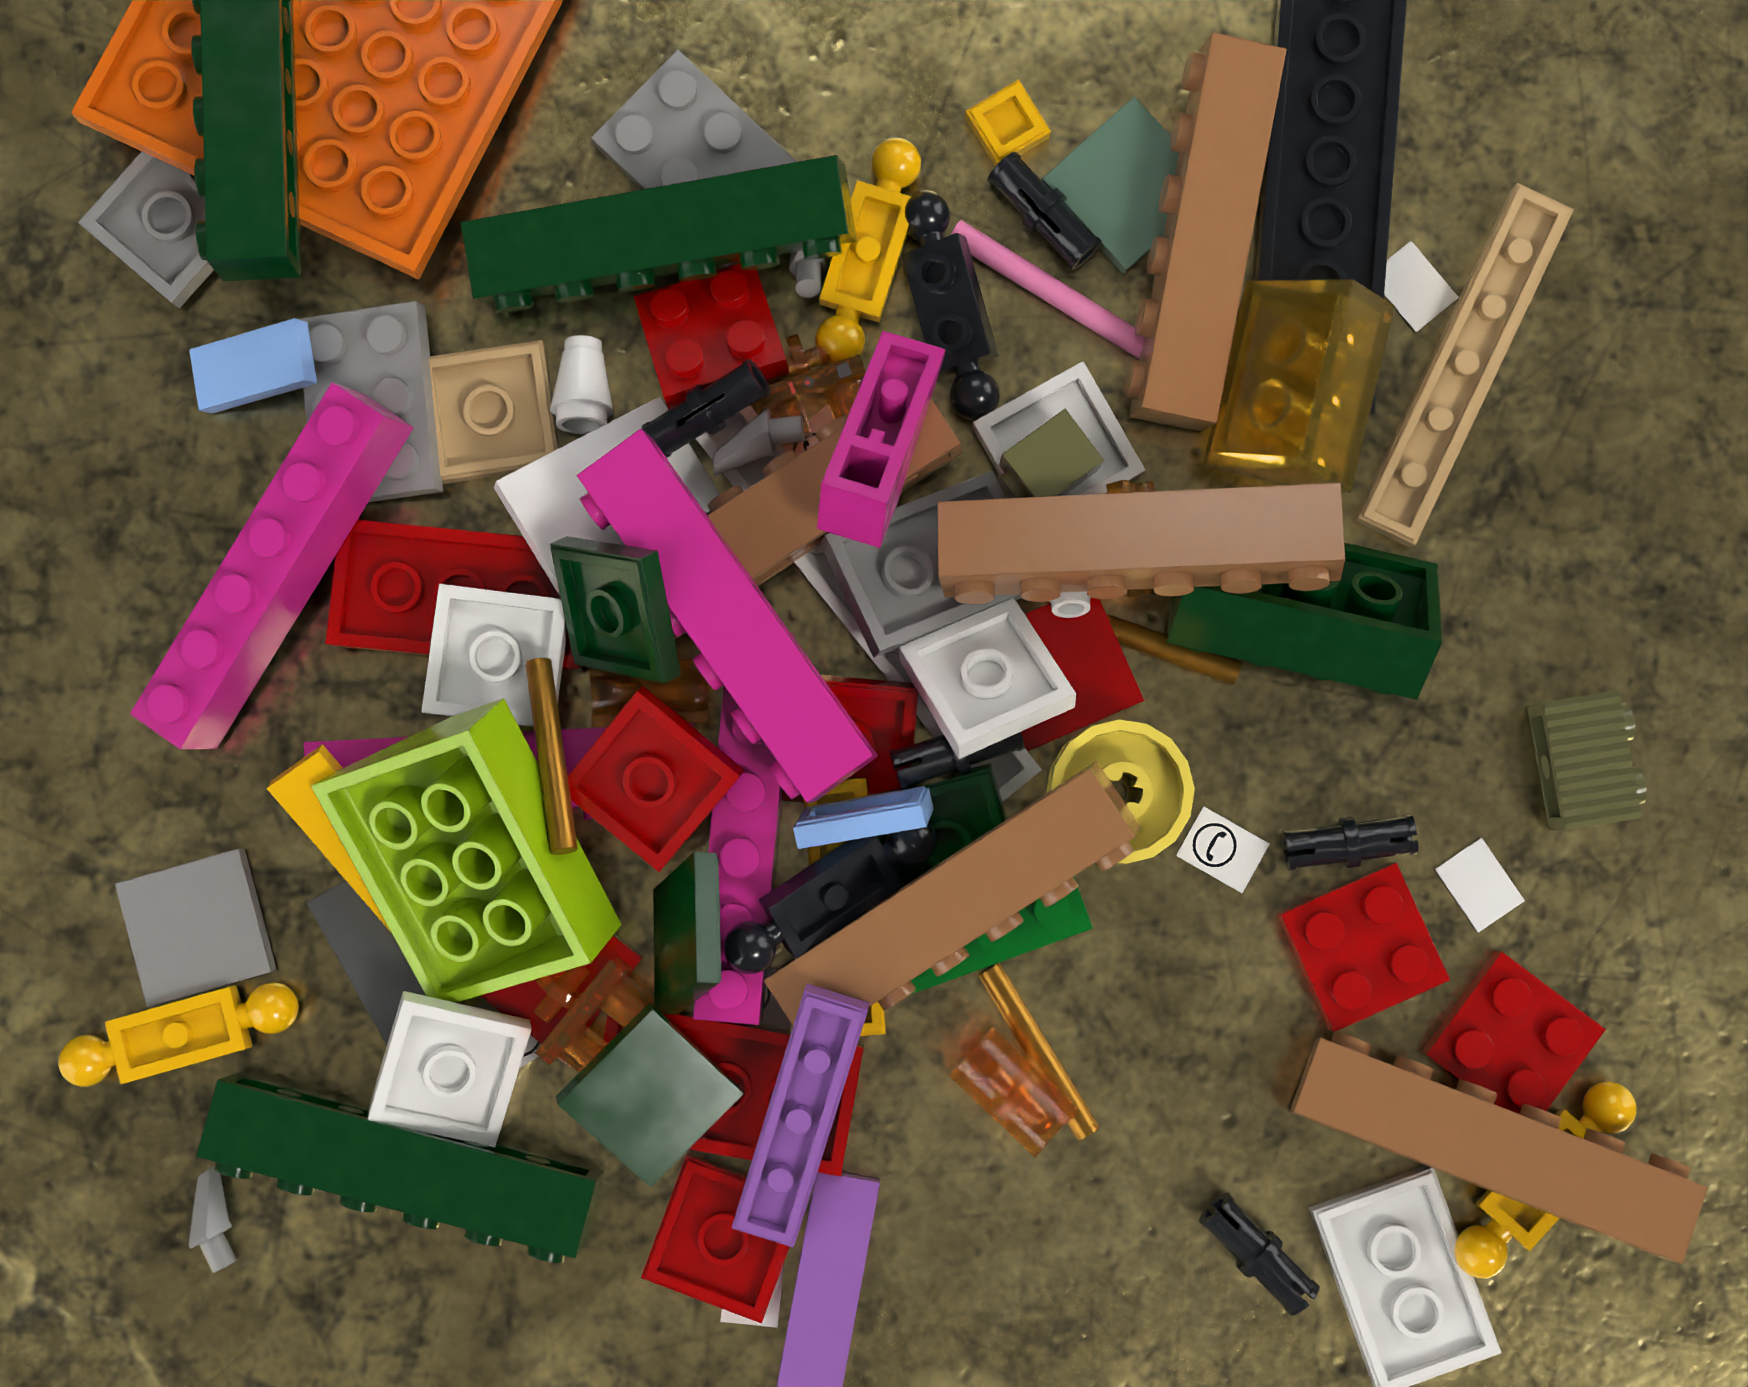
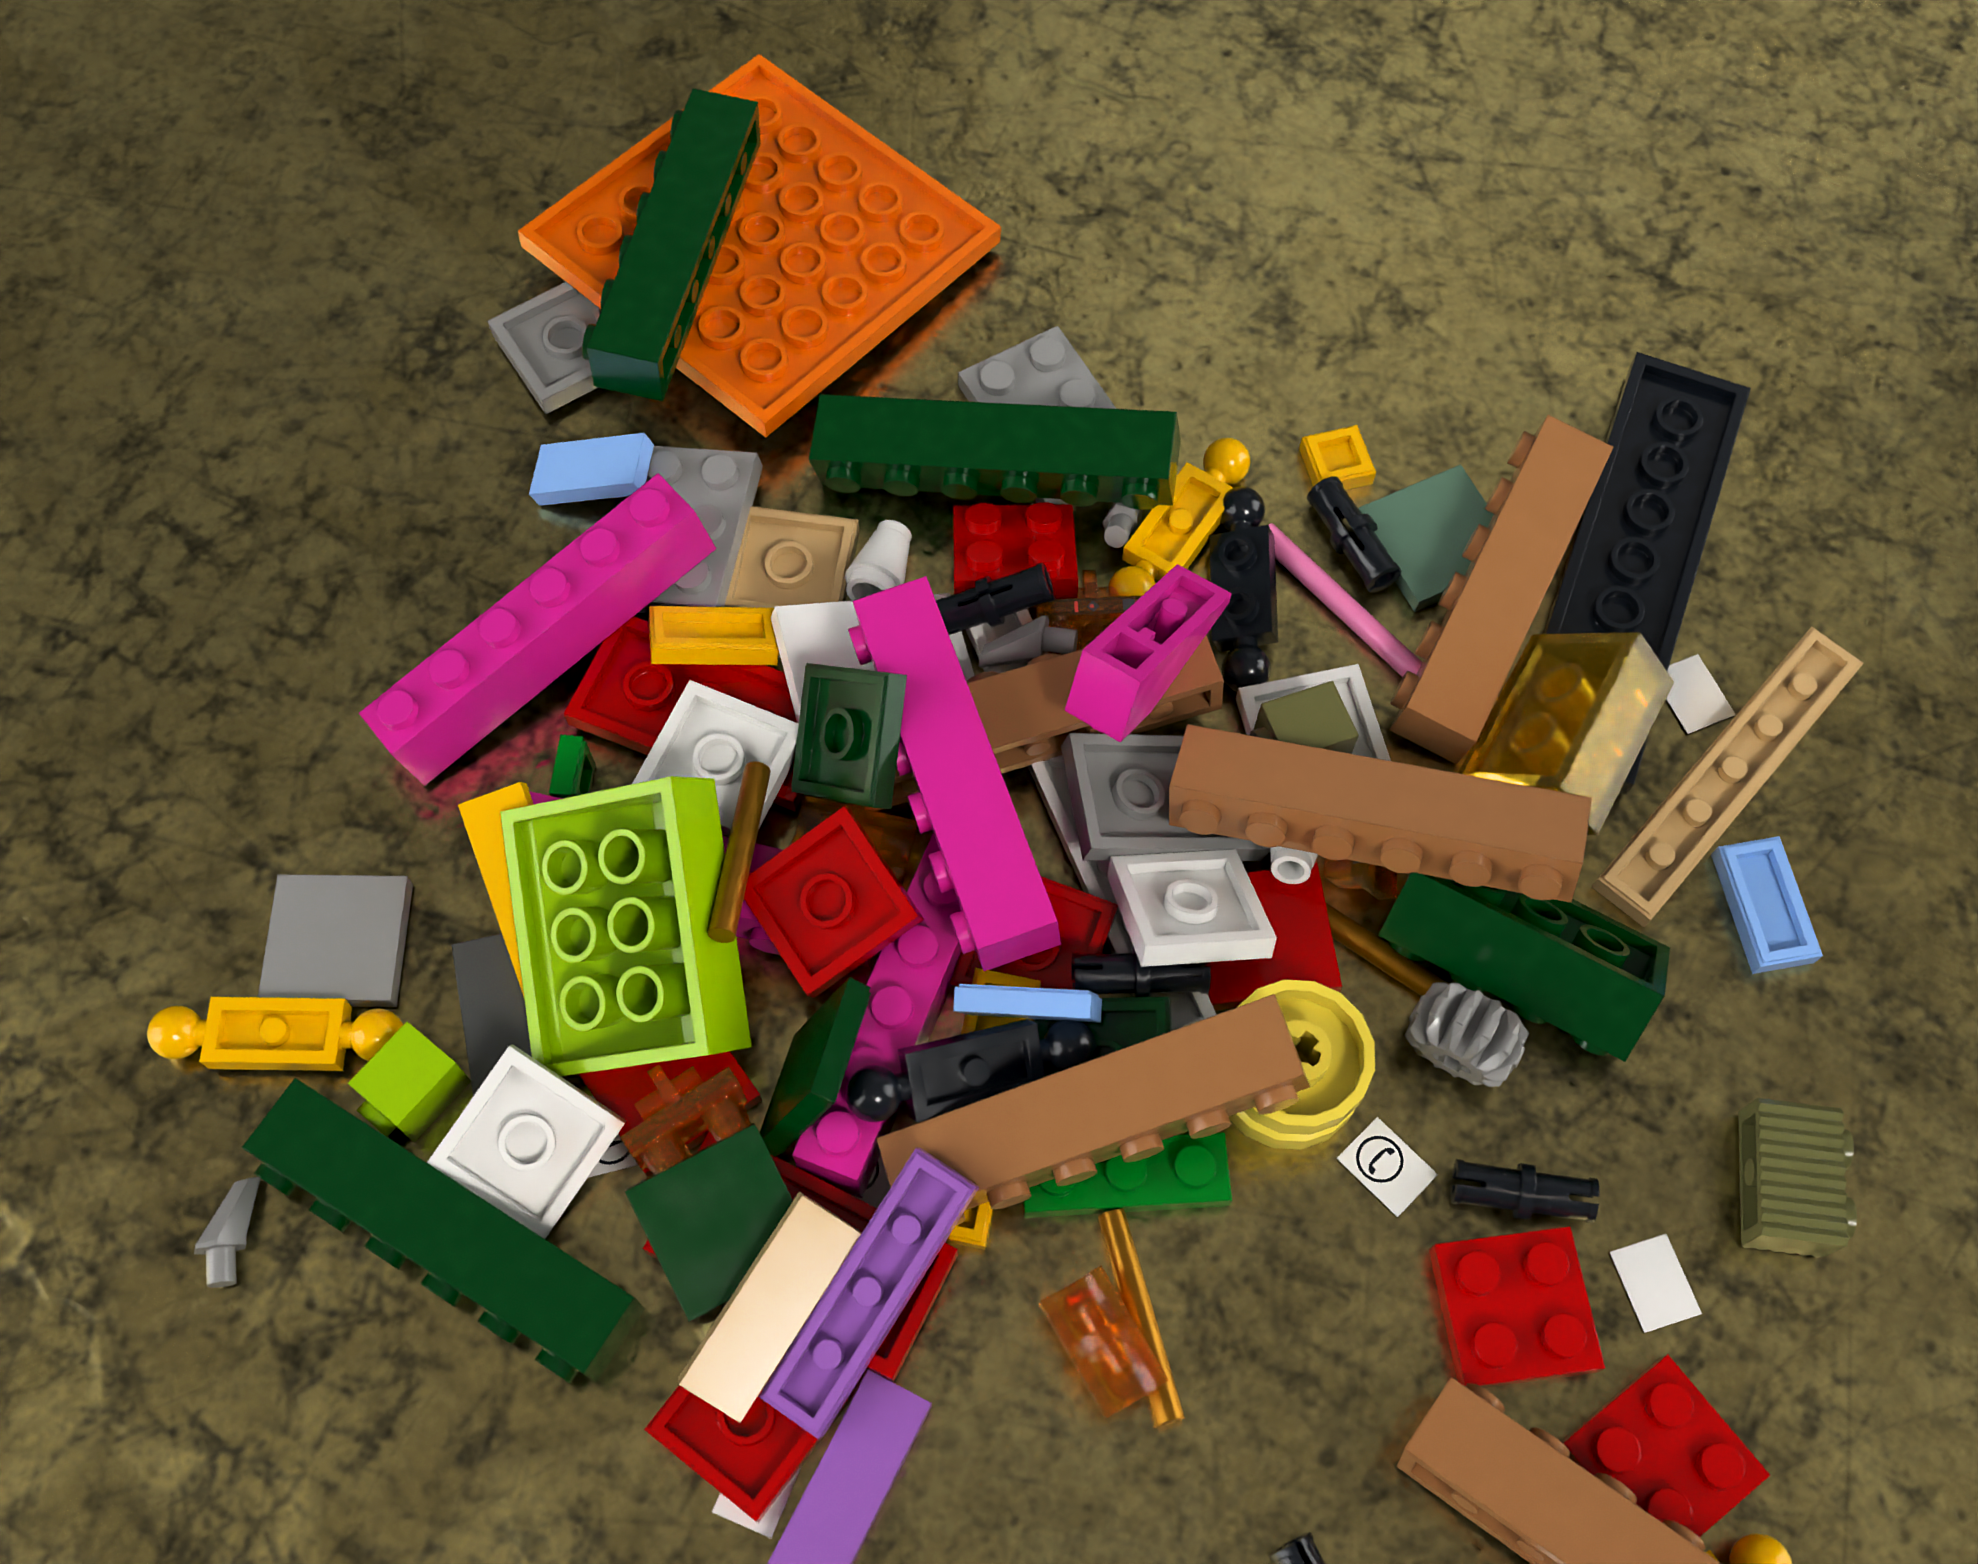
camera: 15 degrees right, 20 degrees down
(319, 1046) = (408, 1084): none -> lime brick
(358, 705) = (572, 768): none -> green tile
(441, 521) = (712, 635): none -> yellow tile
(717, 1154) = (769, 1307): none -> tile
(1268, 717) = (1467, 1034): none -> light grey gear
(1519, 494) = (1766, 905): none -> light blue tile

